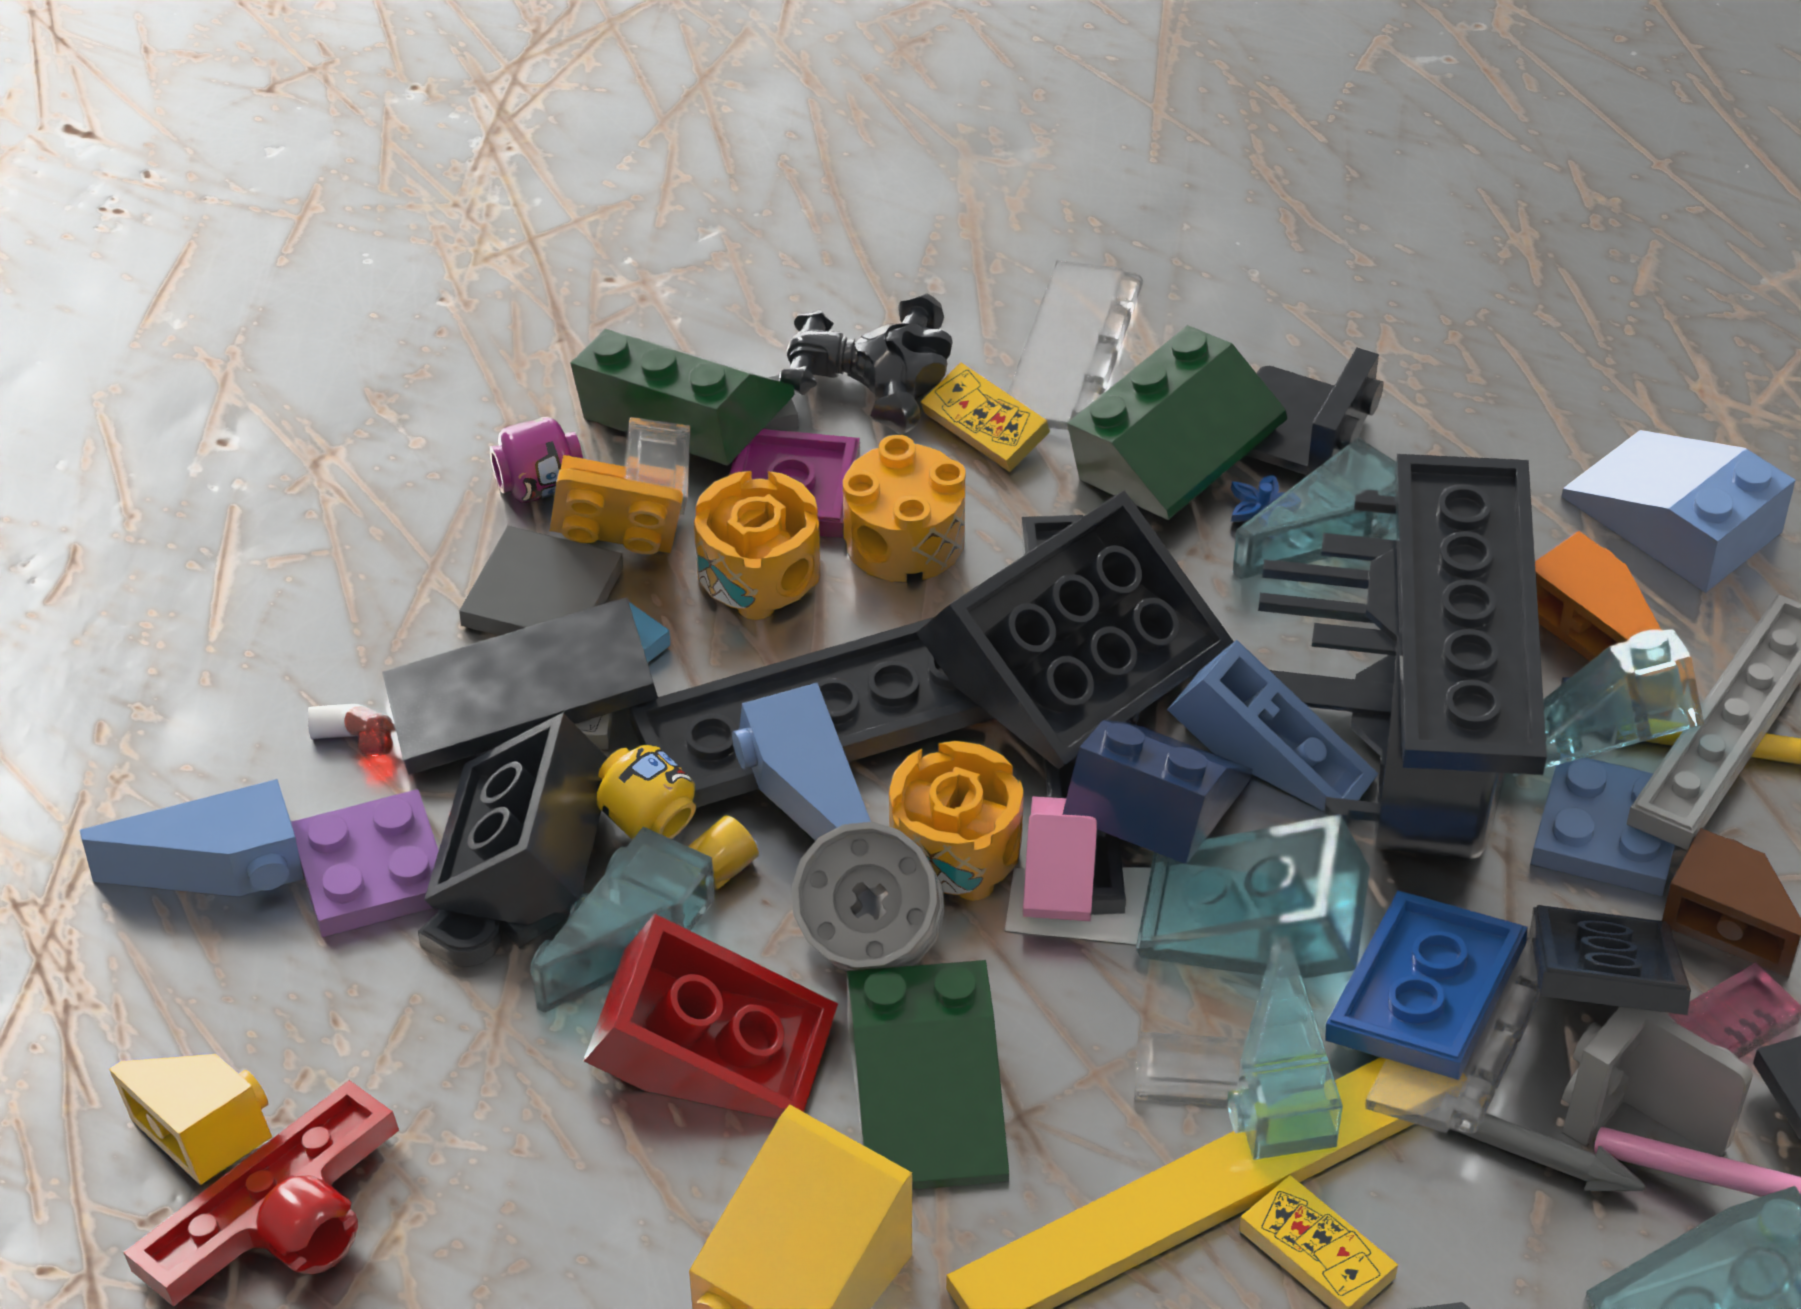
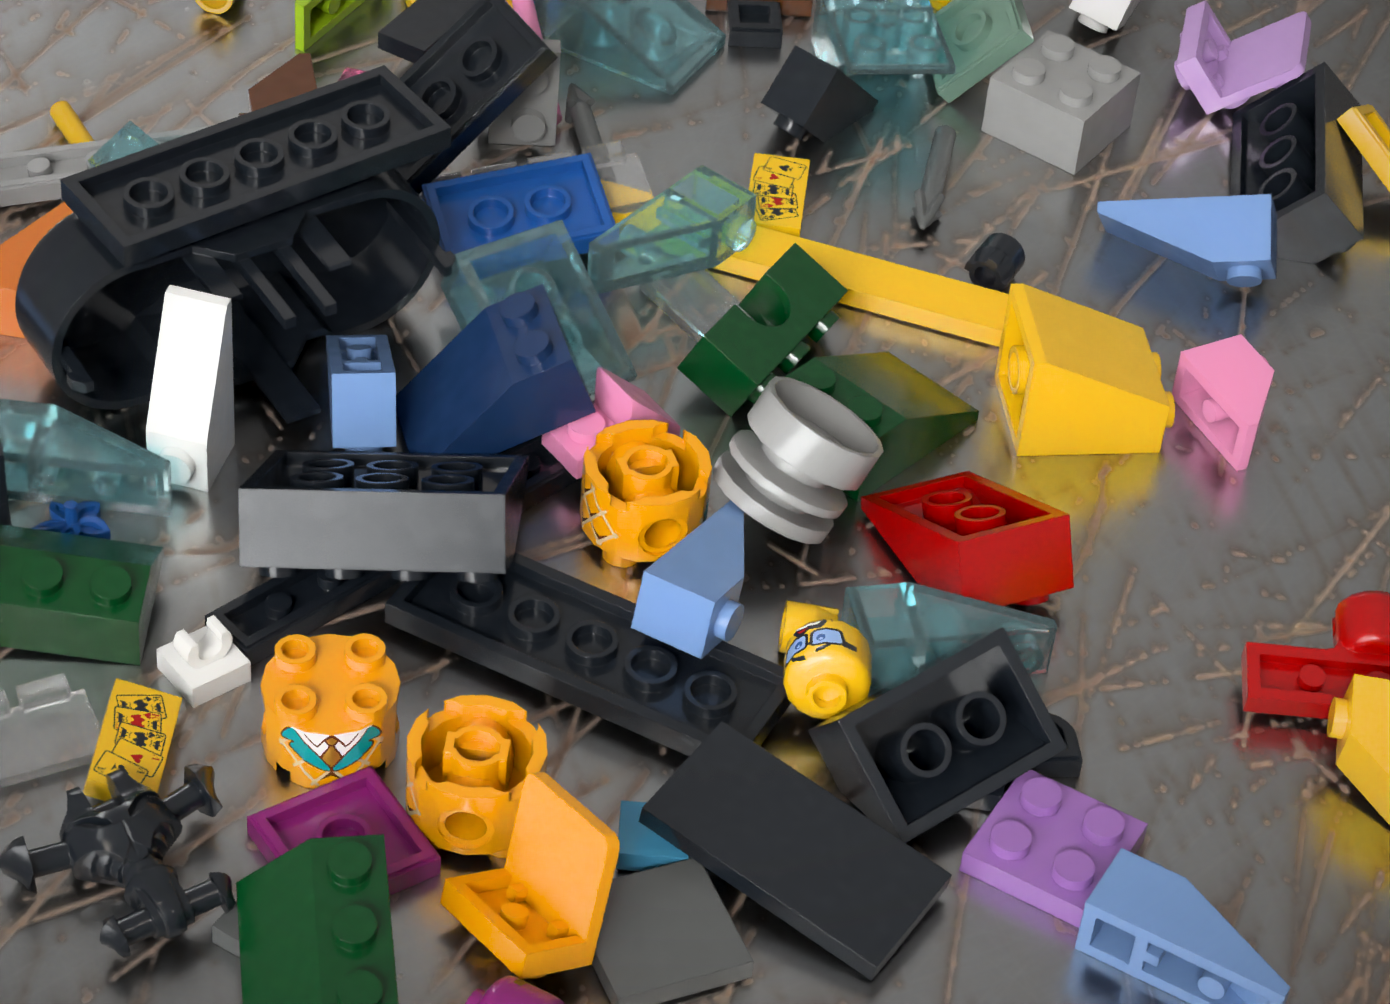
camera: 135 degrees left, 5 degrees down
(353, 720) = (939, 952): arm -> none
(658, 454) = (468, 880): clear tile -> none
(1036, 490) = (203, 663): none -> white tile
(1111, 1098) = (740, 354): none -> dark green arch
(1300, 543) = (193, 387): none -> white slope

